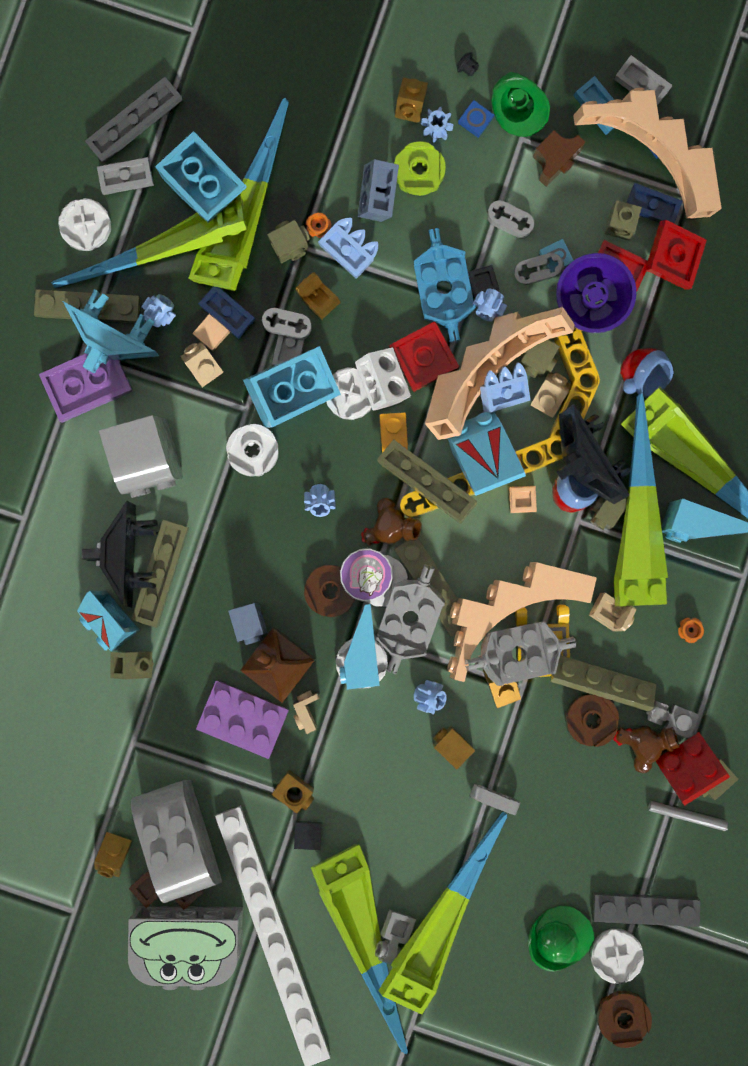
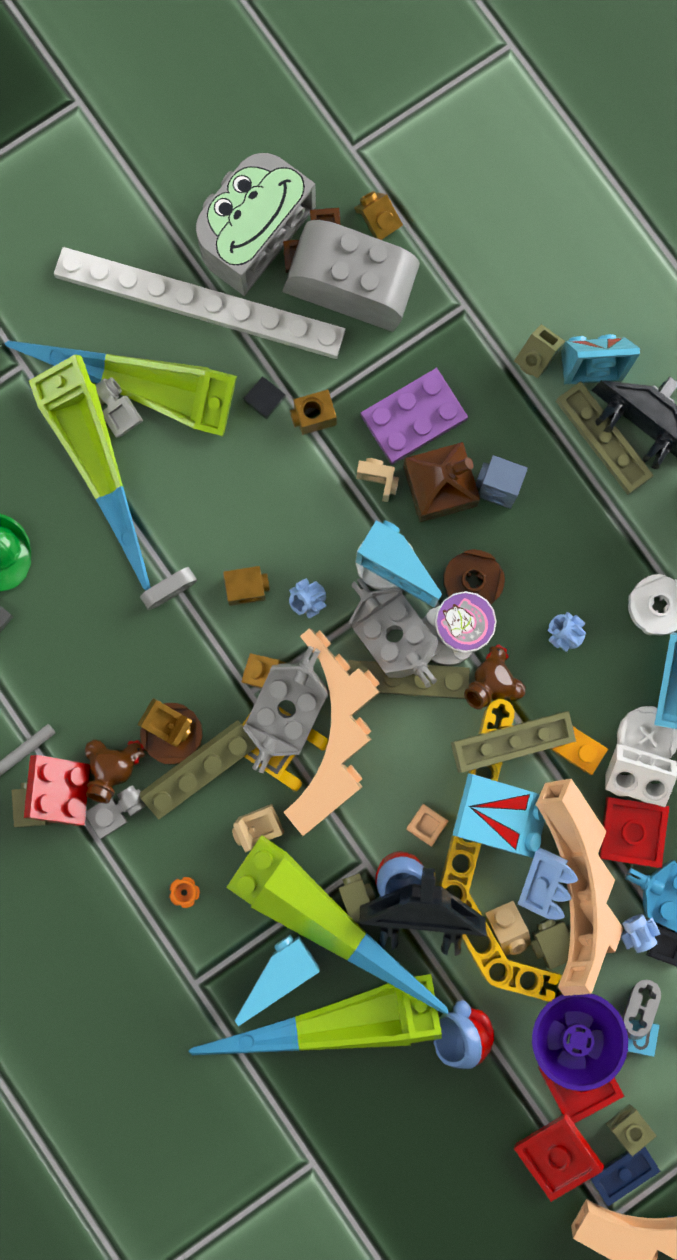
camera: 125 degrees right, 5 degrees down
(591, 729) = (165, 723): none -> pearl gold bracket

